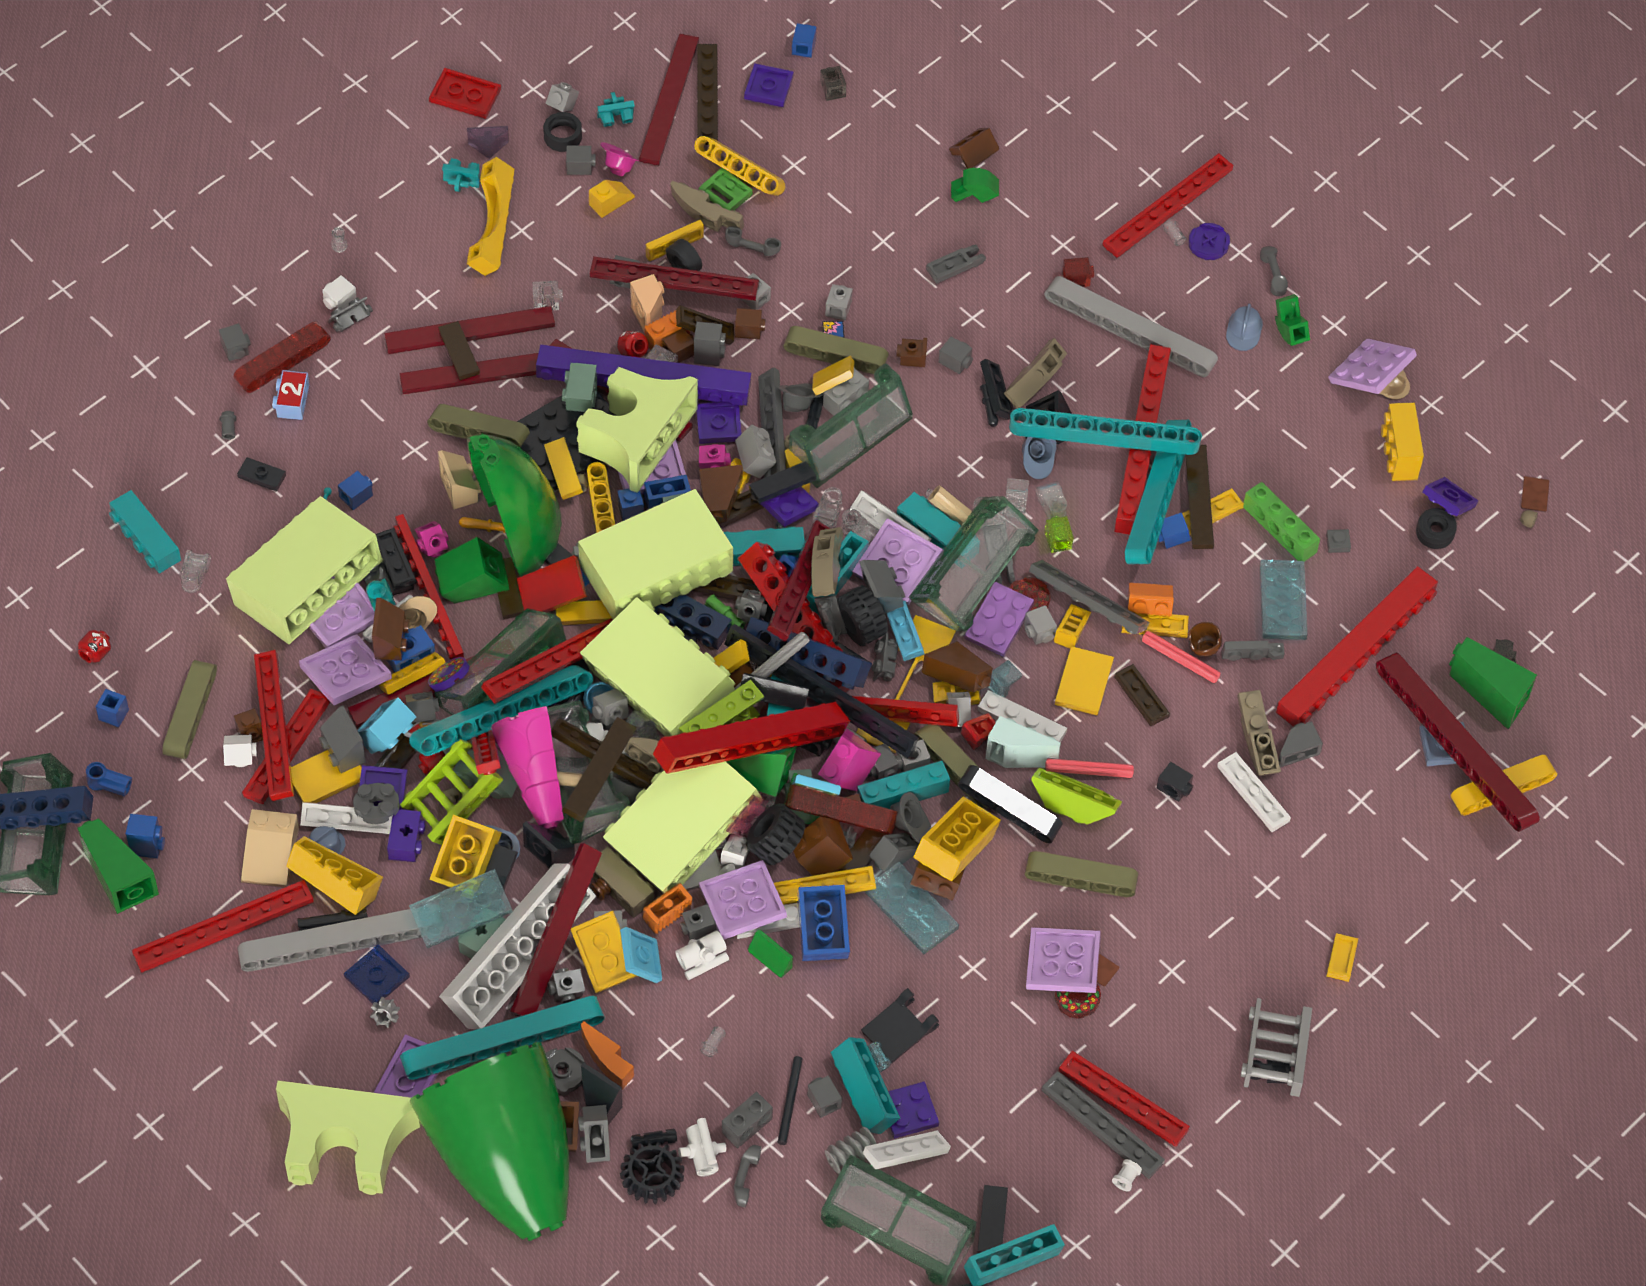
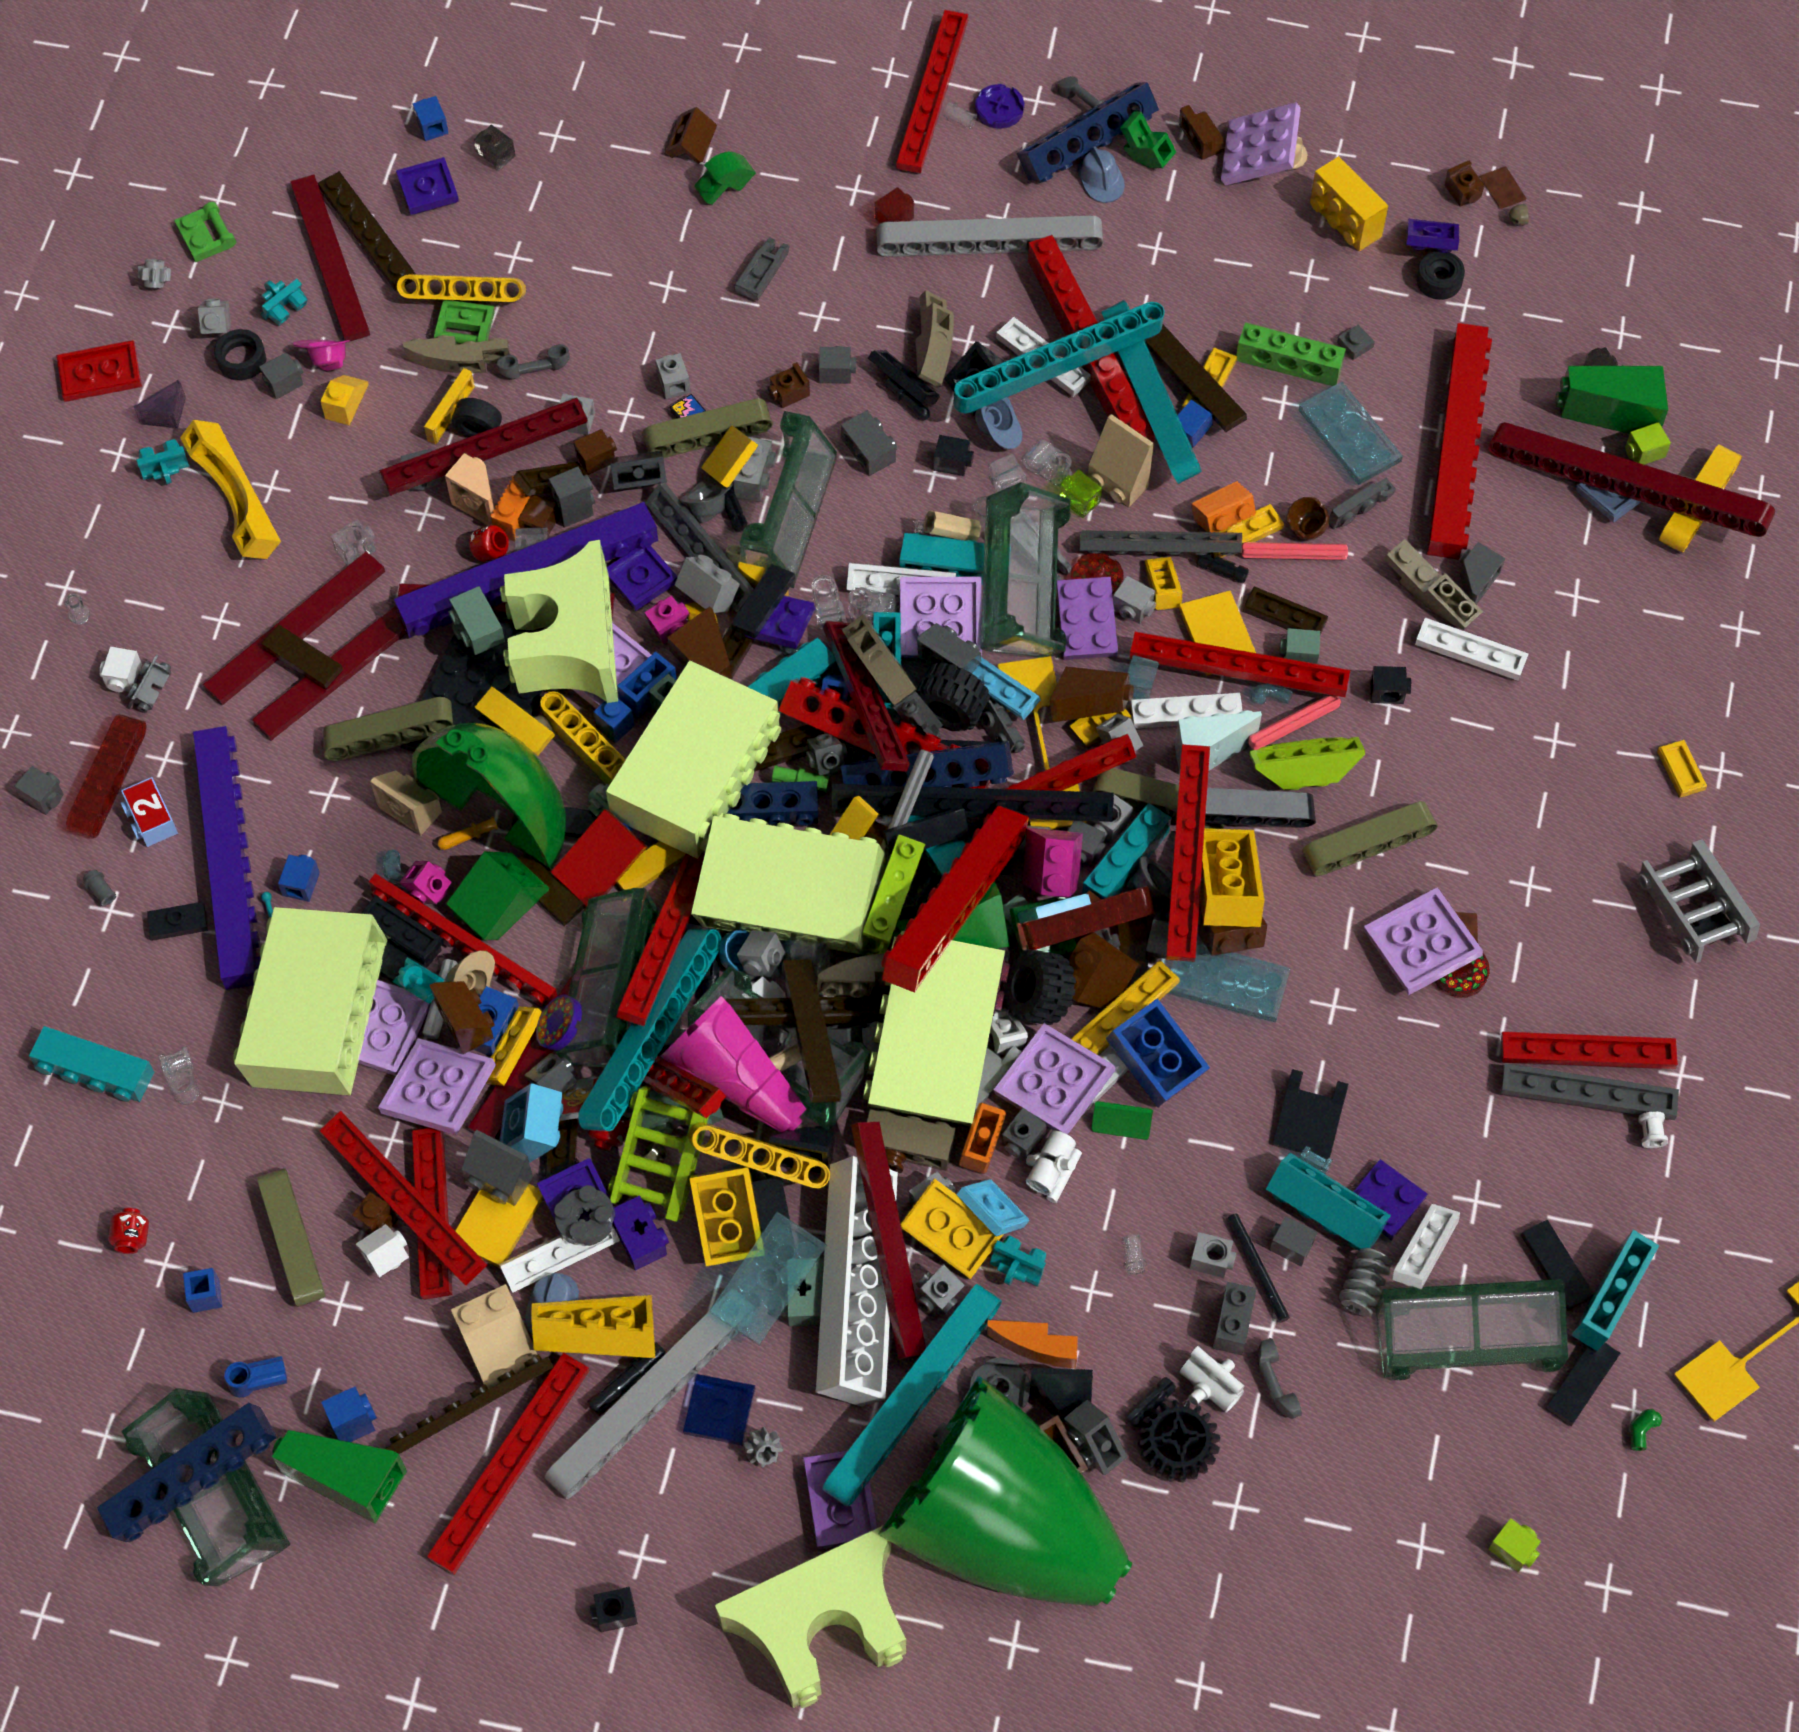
camera: 30 degrees left, 5 degrees up
(225, 1060) = (626, 1616): none -> black brick
(233, 875) = (480, 1398): none -> dark brown plate
(321, 447) = (227, 857): none -> dark purple brick
(420, 516) = (392, 867): none -> clear light blue arm
(498, 824) = (769, 1165): none -> yellow beam
(544, 47) = (154, 273): none -> light grey gear
(593, 35) = (197, 235): none -> bright green plate
(631, 1002) = (1016, 1263): none -> teal hips
(759, 1064) = (1208, 1243): none -> light grey brick
(766, 351) = (638, 470): none -> black brick
(937, 804) = (1188, 853): none -> red plate
(939, 419) = (869, 442): none -> dark grey brick
(977, 730) = (1157, 749): red slope -> none
(989, 459) = (952, 455): none -> black brick
(1079, 708) = (1241, 664): none -> red plate
(1091, 739) = (1263, 691): none -> clear light blue arm
(1097, 528) = (1121, 462): none -> tan slope
(1098, 405) = (1023, 340): none -> white plate
(1122, 639) = (1223, 567): none -> black axle
(1132, 722) = (1301, 645): none -> sand green brick
(1201, 288) = (1034, 156): none -> dark blue brick
(1341, 337) = (1201, 132): none -> reddish brown panel
(1491, 726) = (1647, 444): none -> lime brick
(1504, 474) = (1464, 184): none -> reddish brown brick

